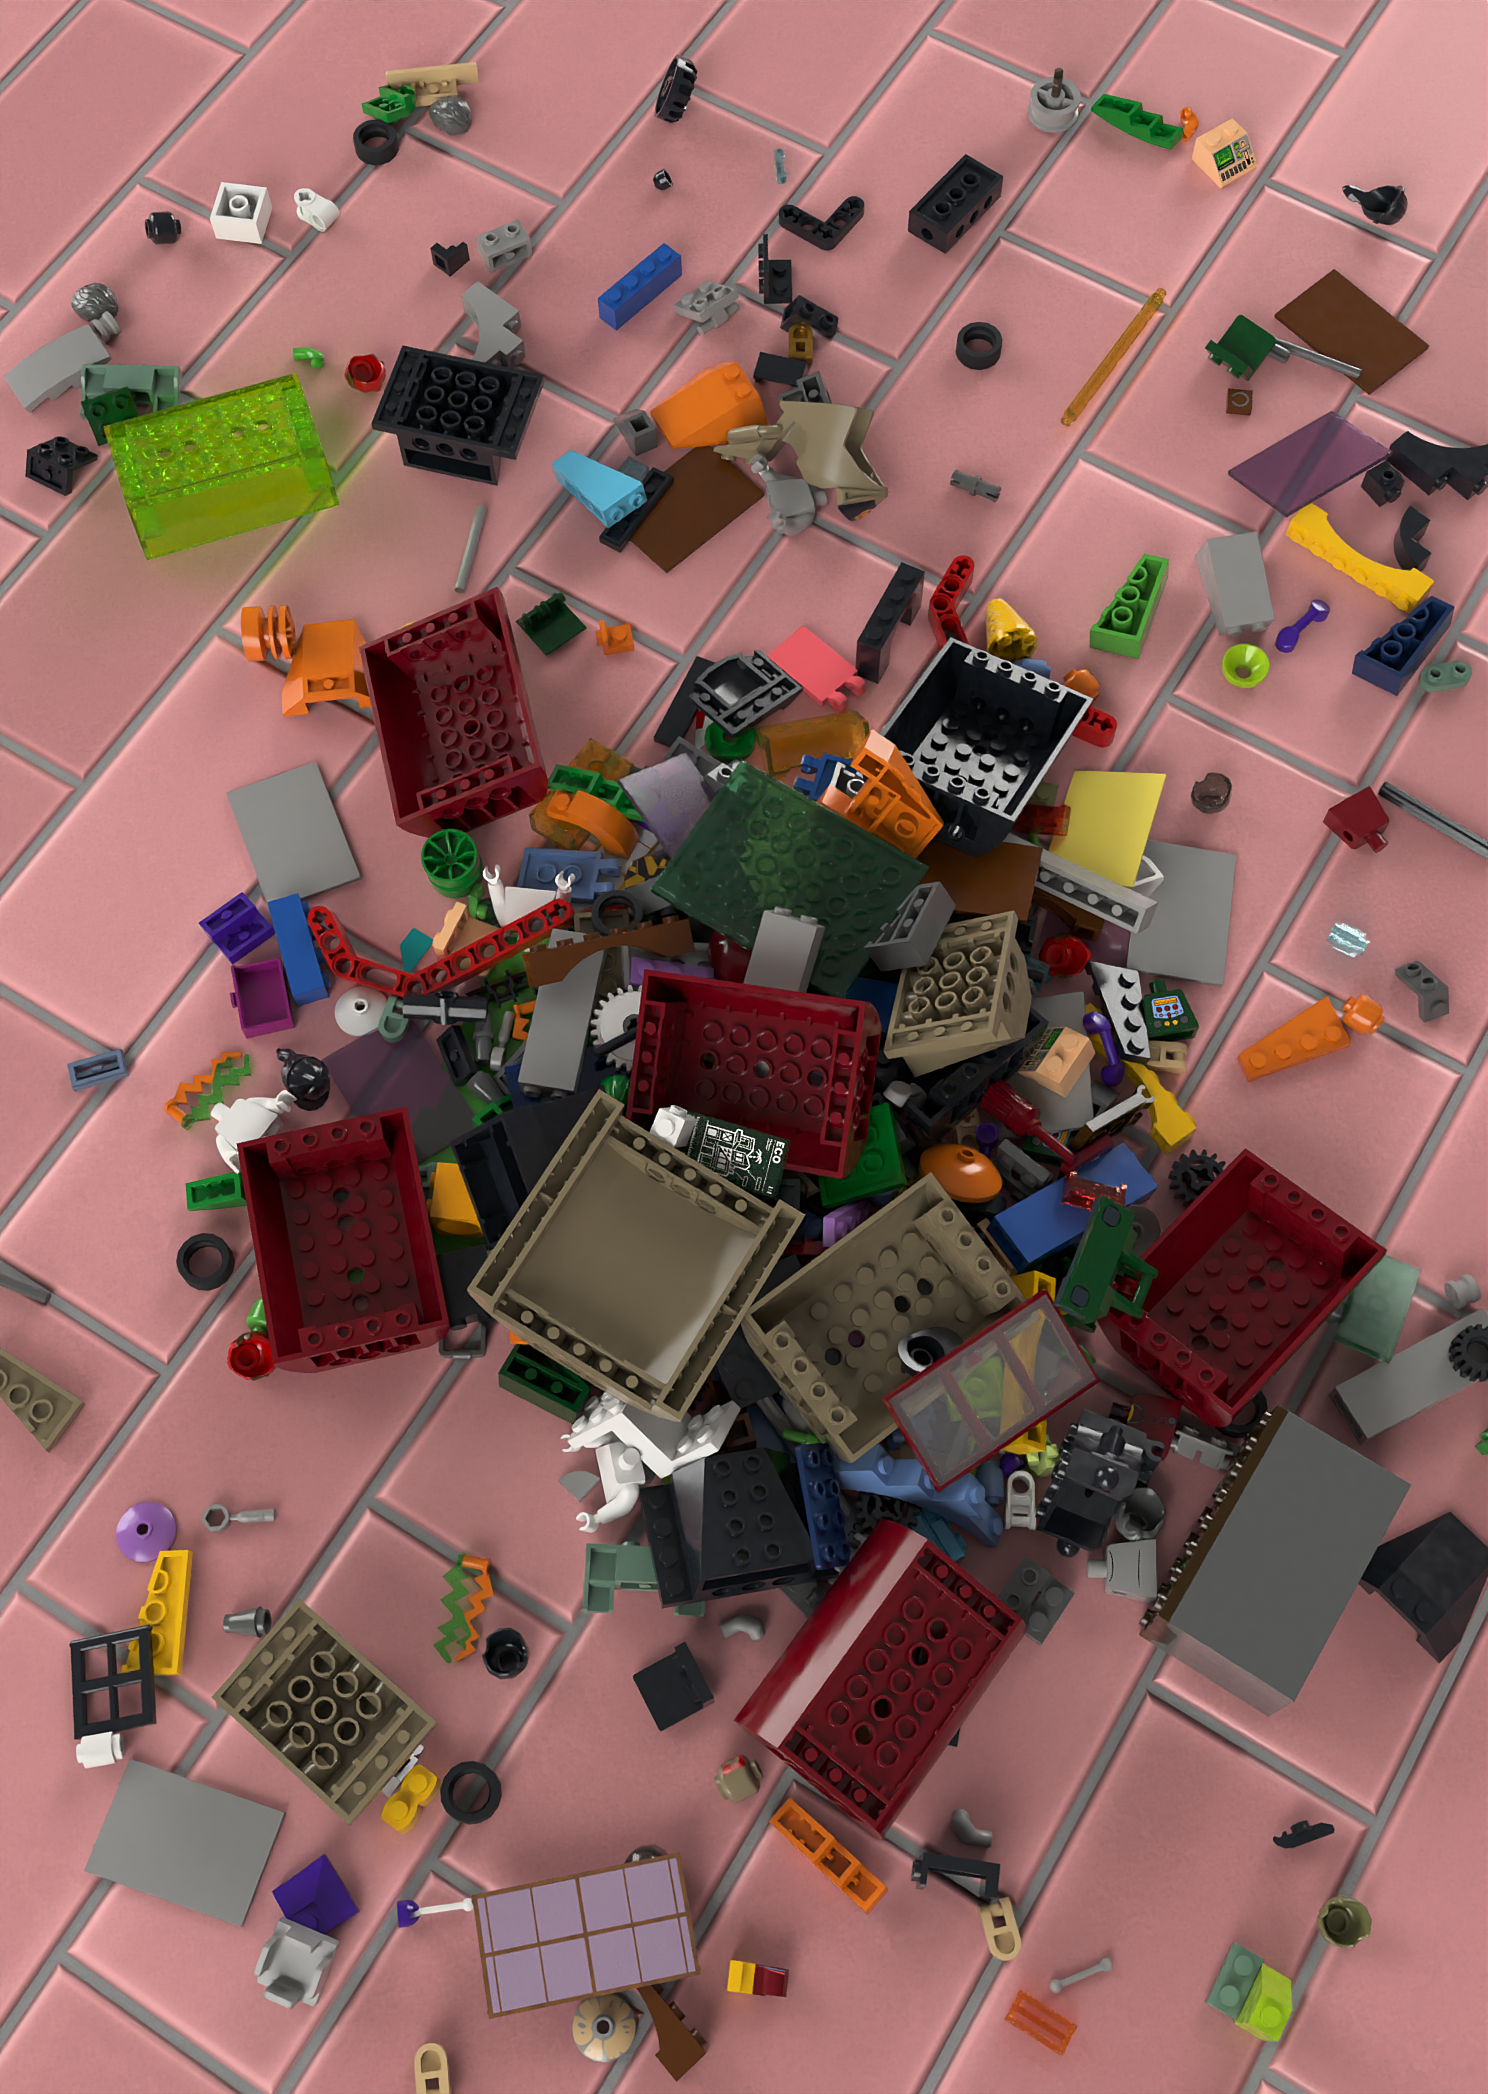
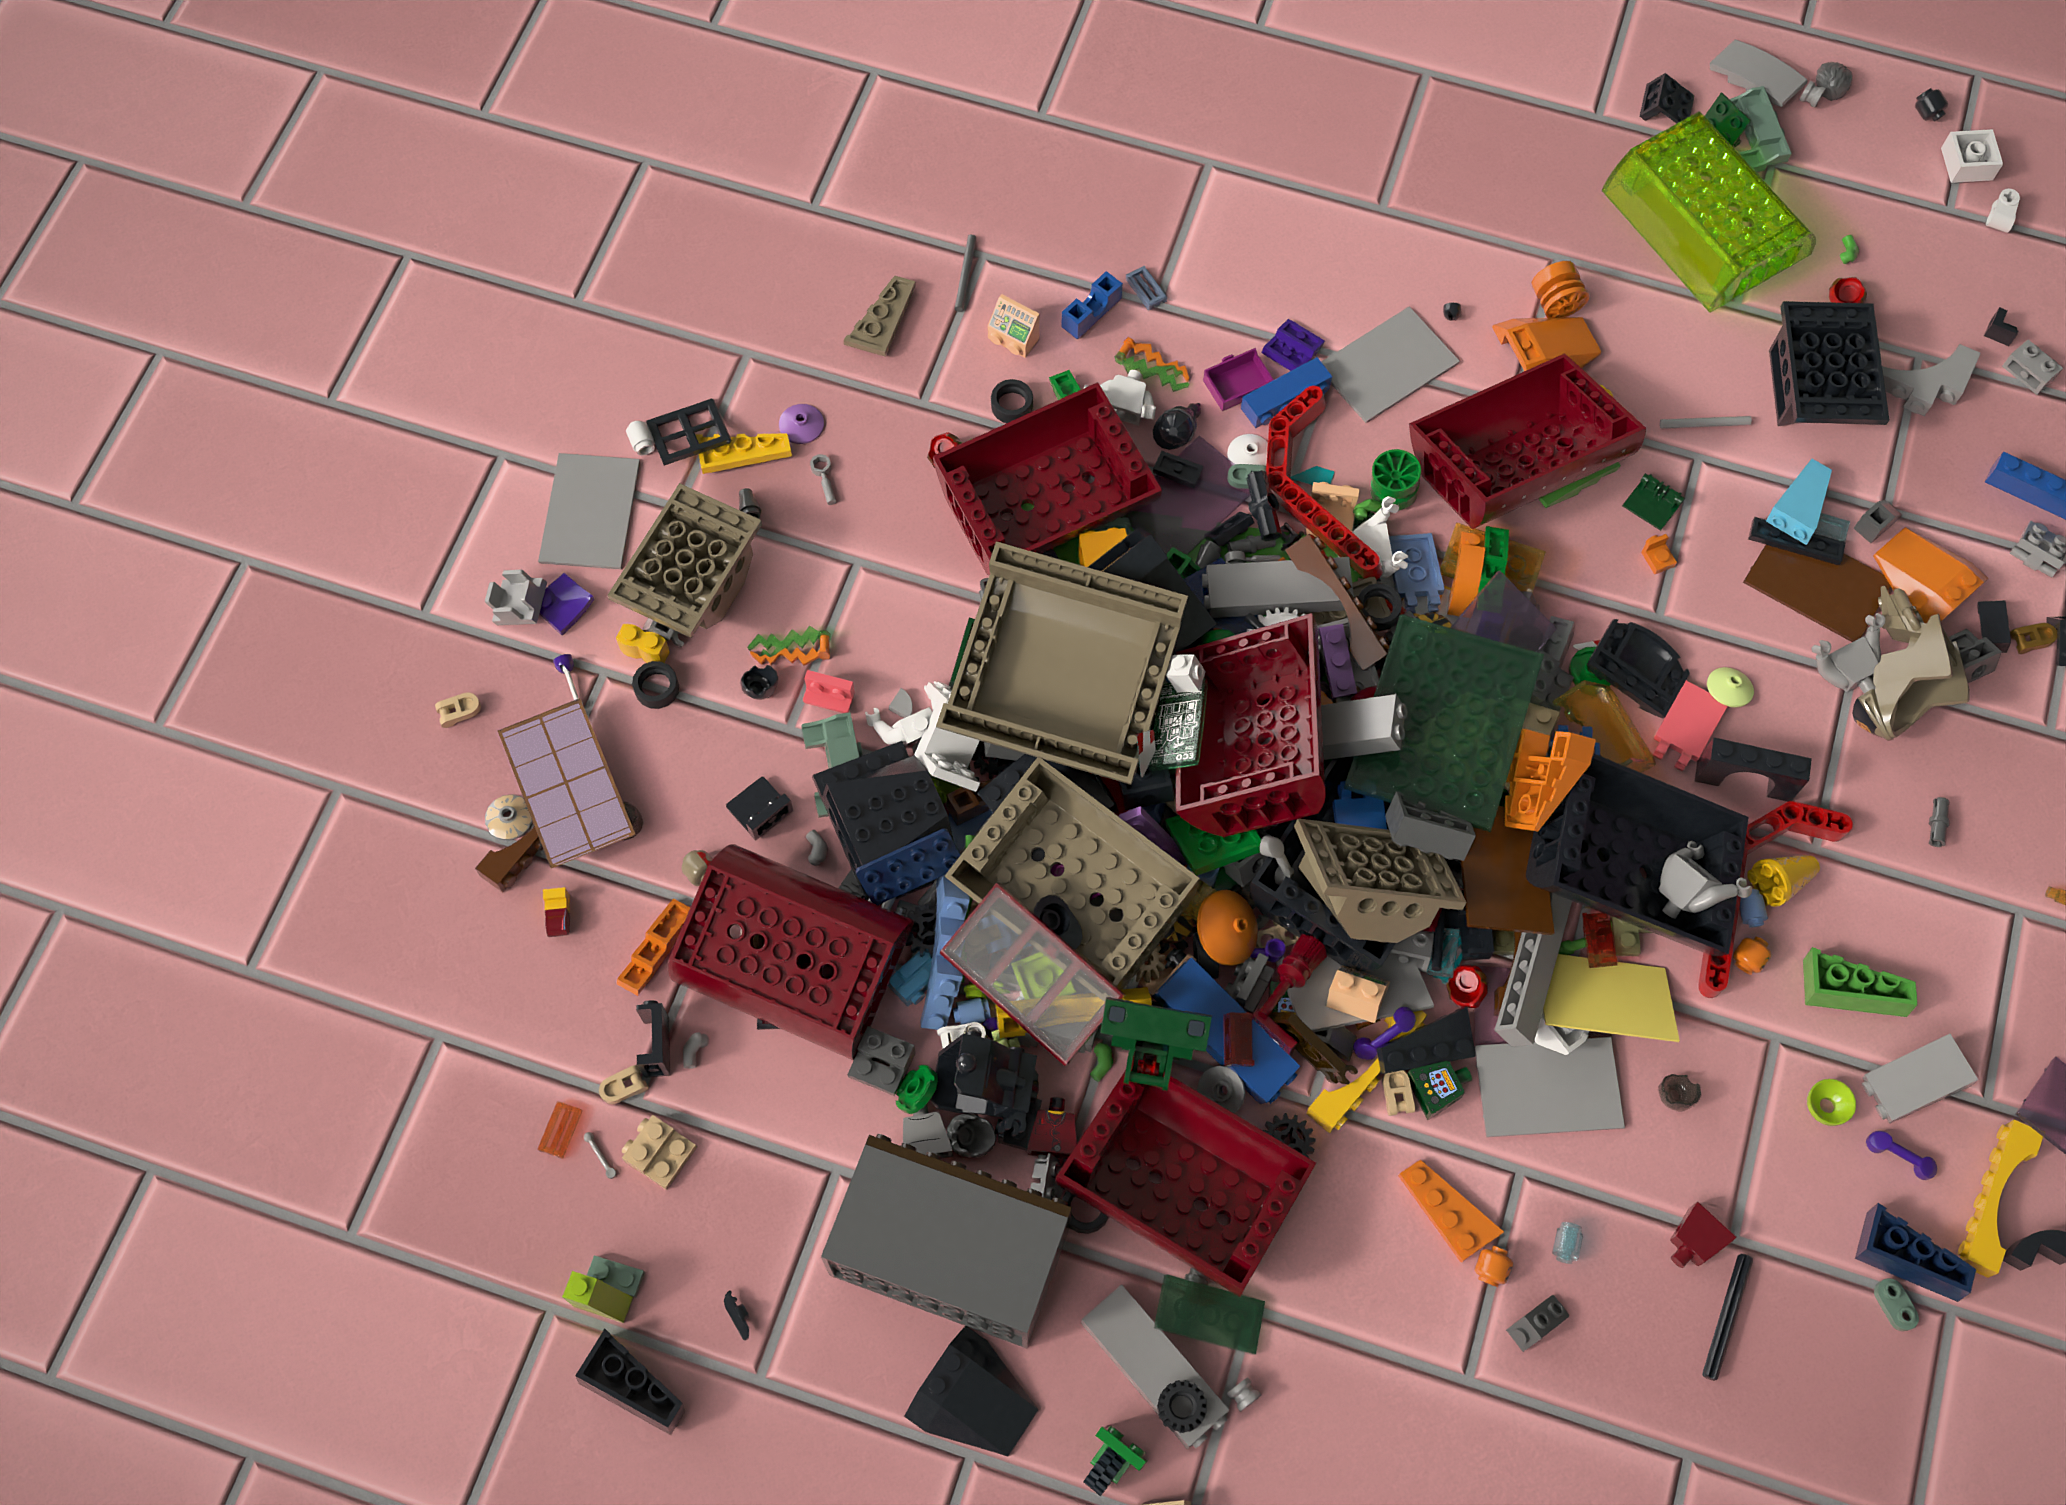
camera: 75 degrees right, 0 degrees up
(104, 1233) = (1014, 326): none -> slope
(105, 1135) = (1081, 316): none -> blue arch
(248, 750) = (1452, 311): none -> black hinge
(363, 1091) = (1178, 469): none -> black plate
(543, 1570) = (828, 692): none -> coral bracket
(681, 711) = (1597, 622): black tile -> none
(754, 1193) = (1146, 749): none -> white sticker
(784, 619) = (1730, 687): none -> yellowish green dish
(1013, 710) = (1691, 886): none -> light grey torso
(1085, 1555) = (916, 1089): none -> green tile
(1091, 1898) = (658, 1151): none -> tan plate
(1344, 1921) = (672, 1355): olive hair -> none
(1370, 1984) = (628, 1384): none -> black wedge

